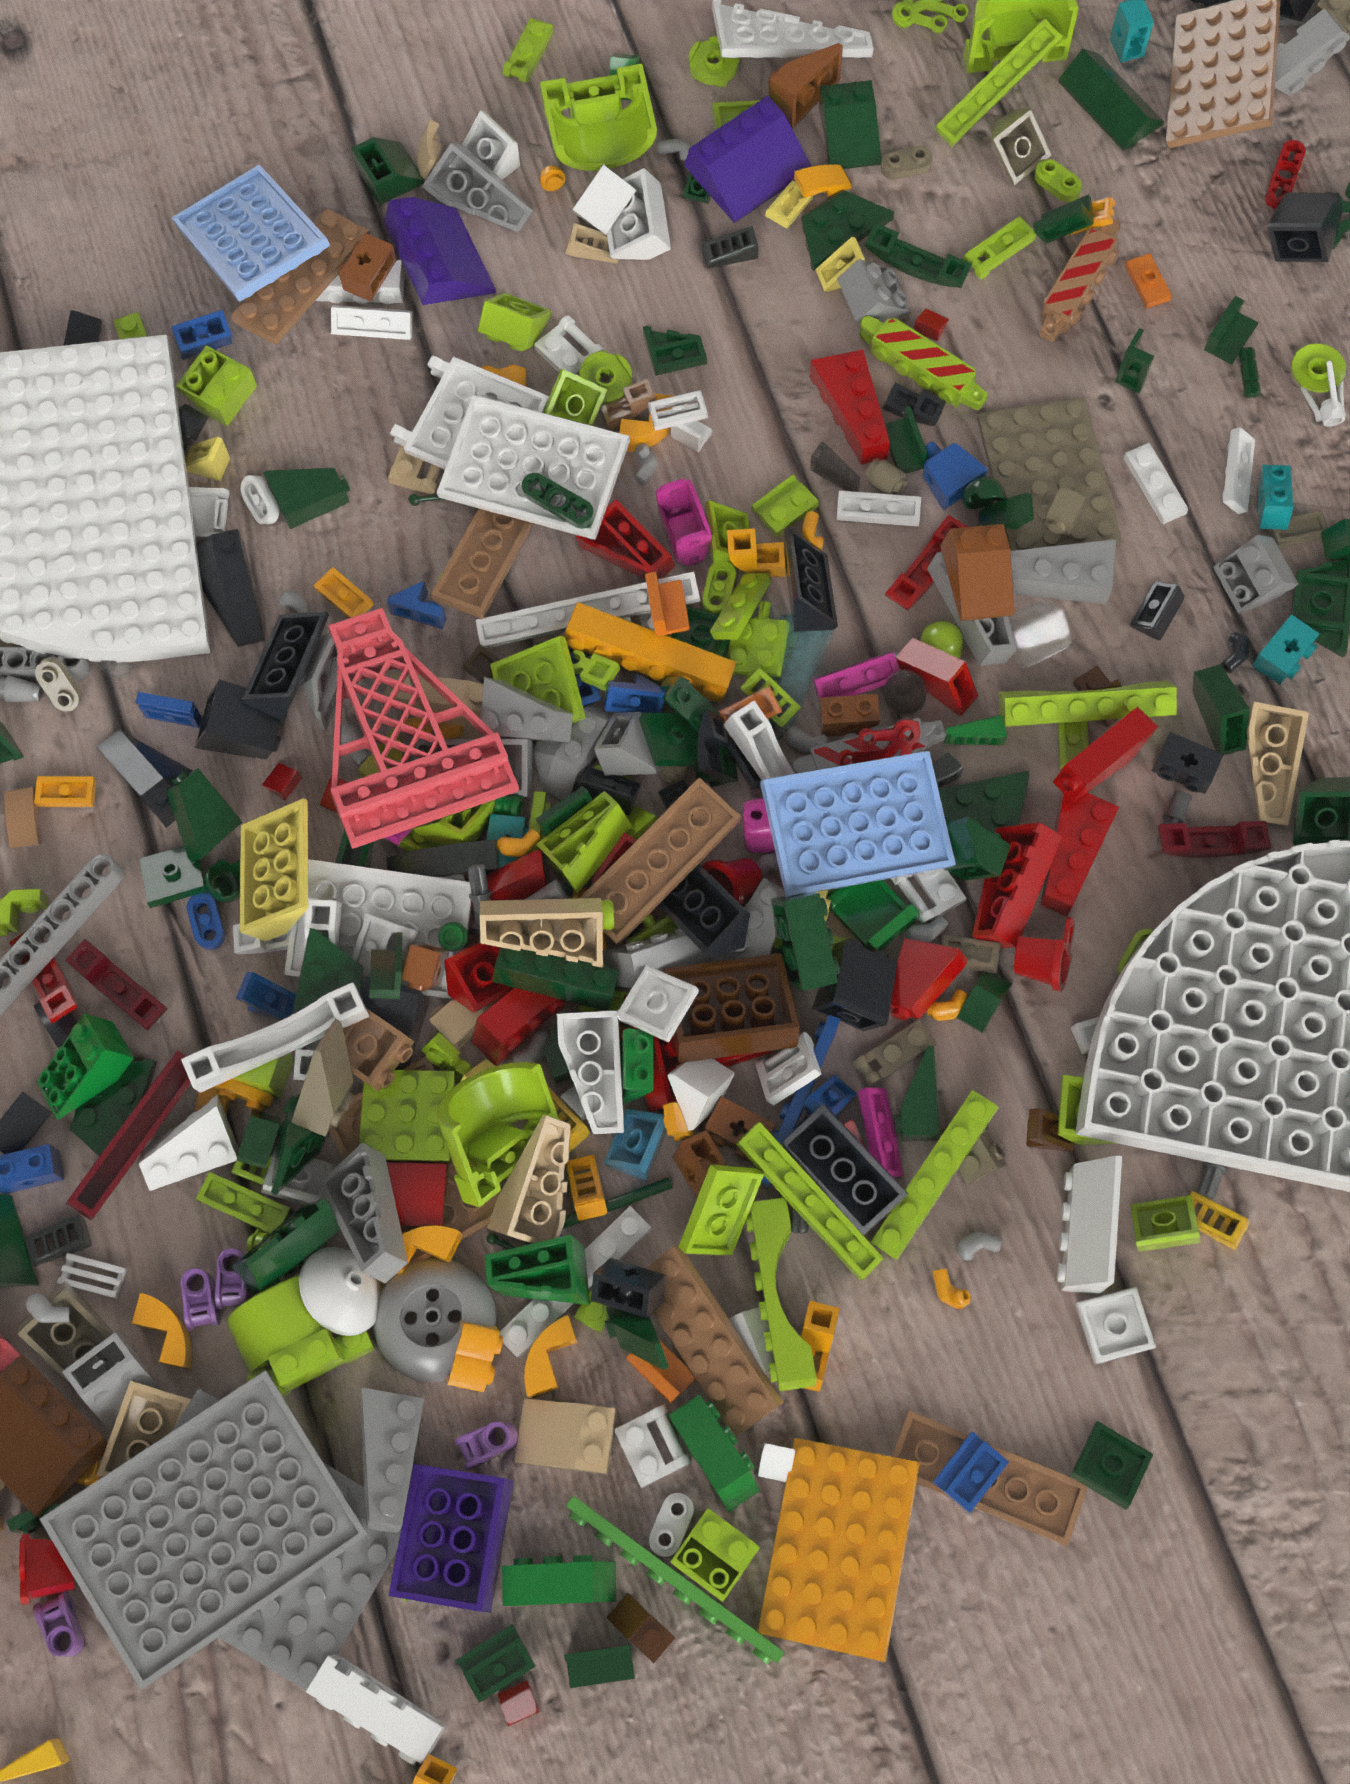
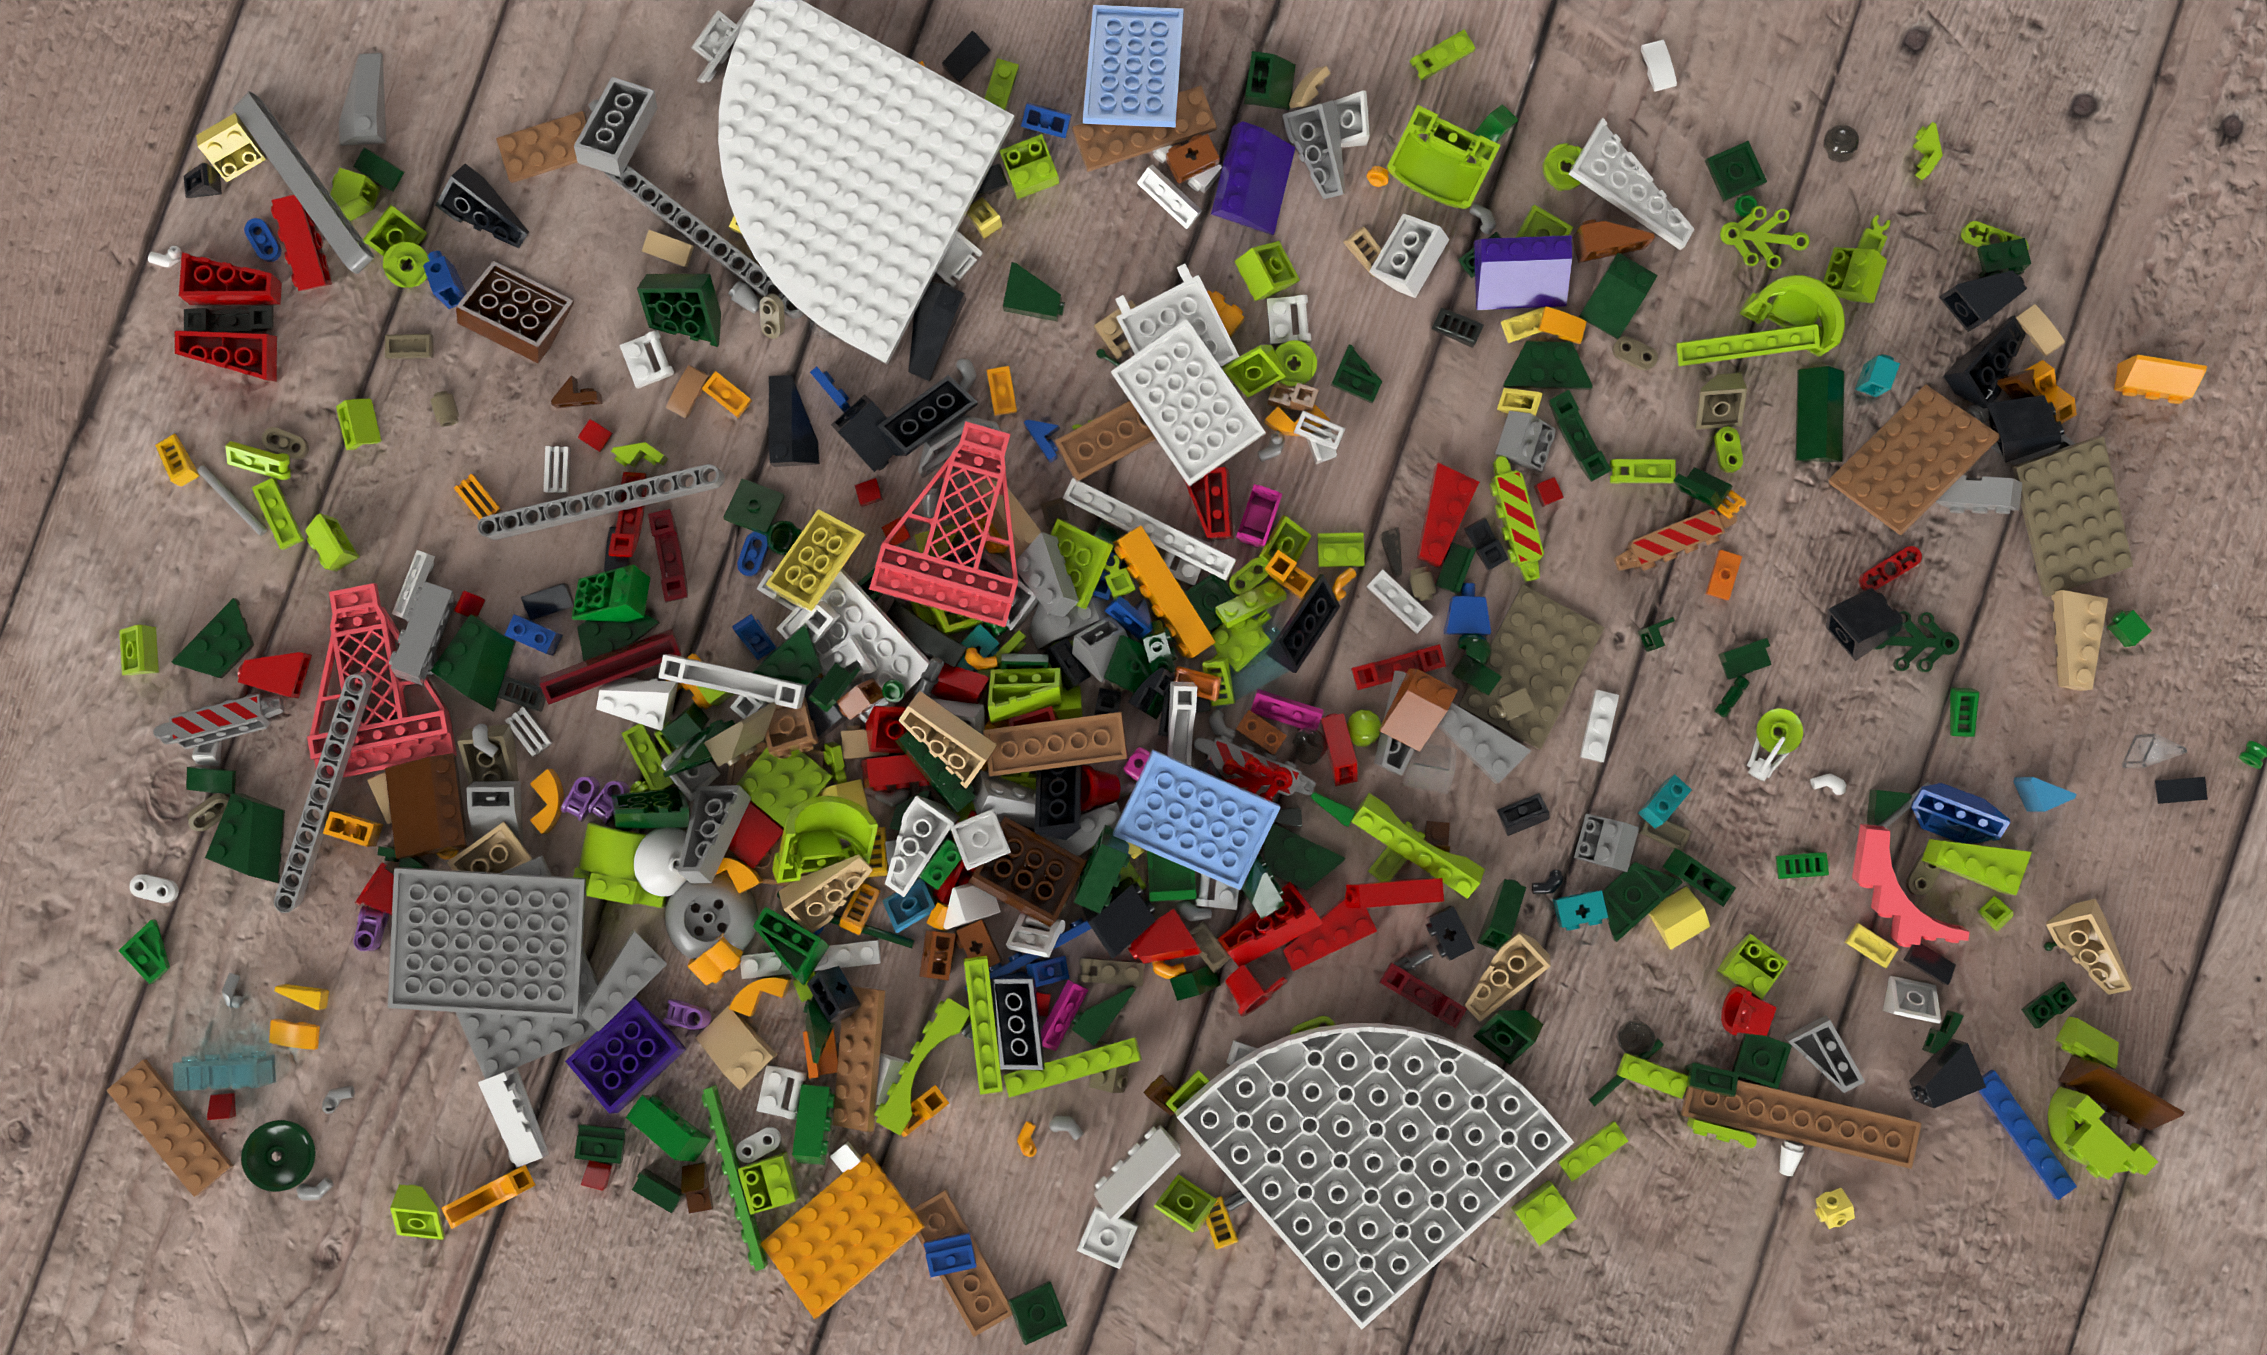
camera: 40 degrees right, 15 degrees up
(200, 813) = (797, 483): dark green slope -> none
(259, 499) = (997, 276): white plate -> none
(552, 489) = (1183, 425): dark green beam -> none
(603, 200) = (1396, 224): white slope -> none
(608, 914) = (995, 756): lime tile -> none
(667, 605) = (1198, 571): orange panel -> none
(721, 1210) = (924, 991): lime plate -> none
(1238, 470) = (1660, 762): white plate -> none

